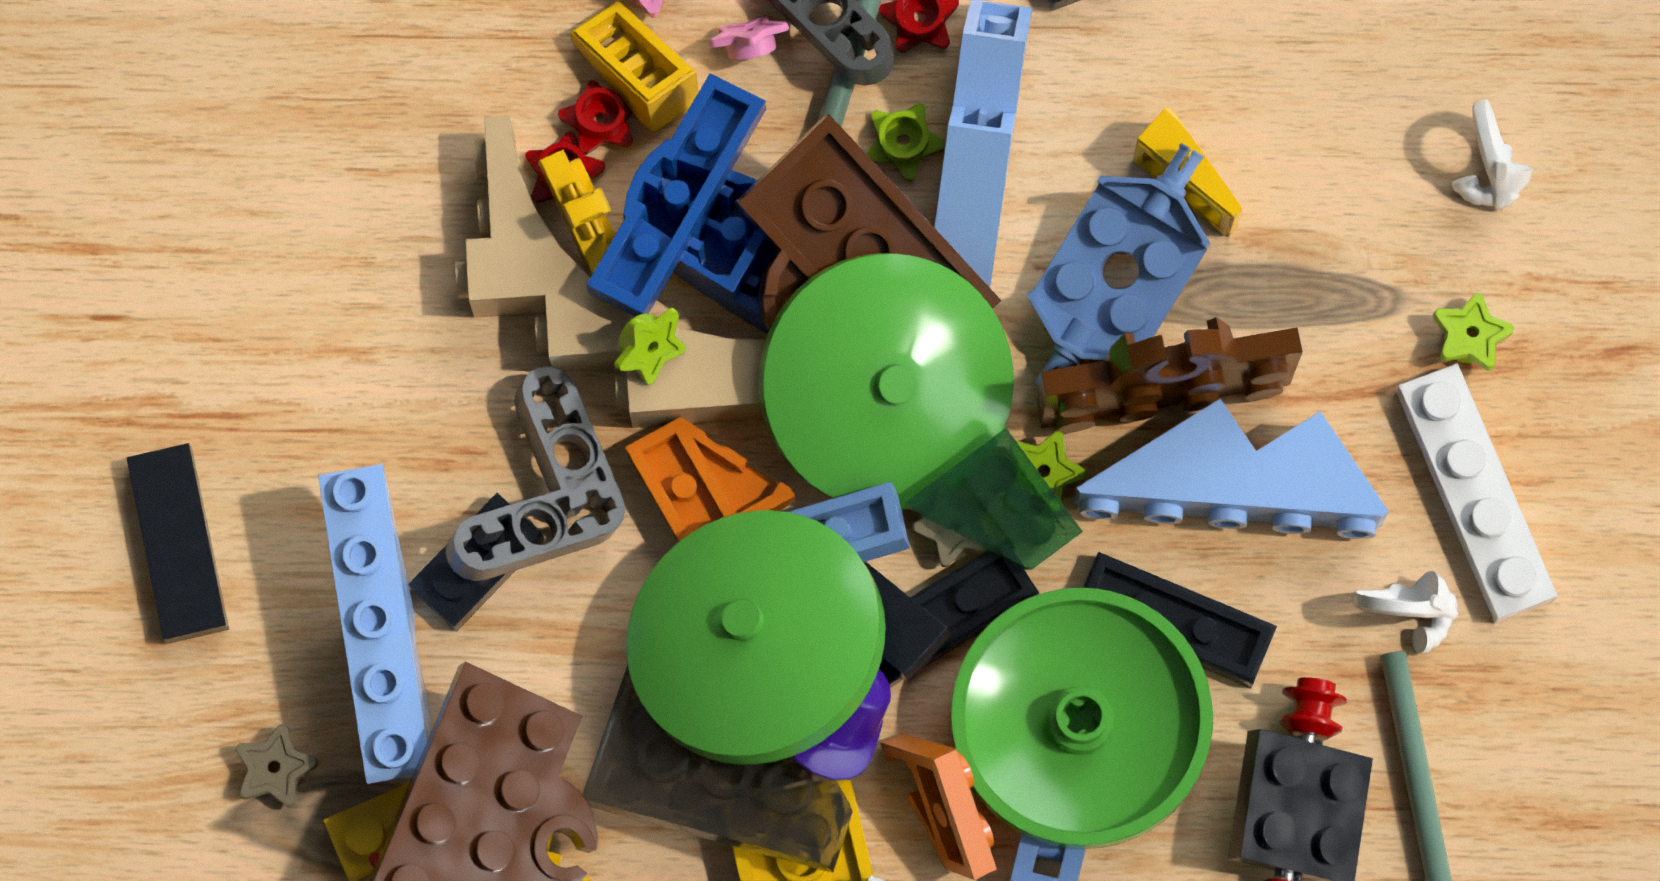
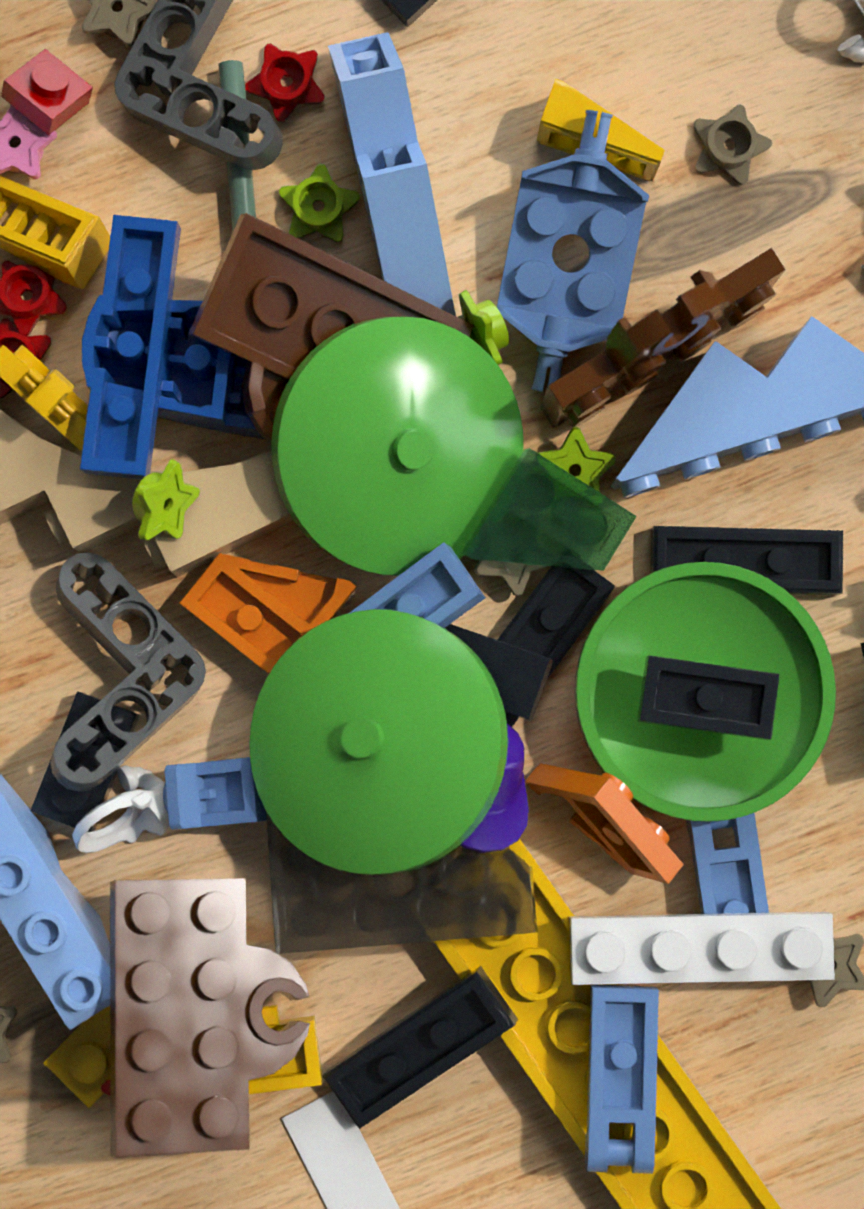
camera: 30 degrees left, 10 degrees up
(516, 628) = (143, 813): none -> white piece
(582, 634) = (211, 794): none -> medium blue bracket
(749, 38) = (136, 164): bright pink plate -> none
(1015, 307) = (488, 323): none -> lime plate
(1078, 716) = (708, 697): none -> black plate
(1319, 214) = (730, 127): none -> dark tan plate

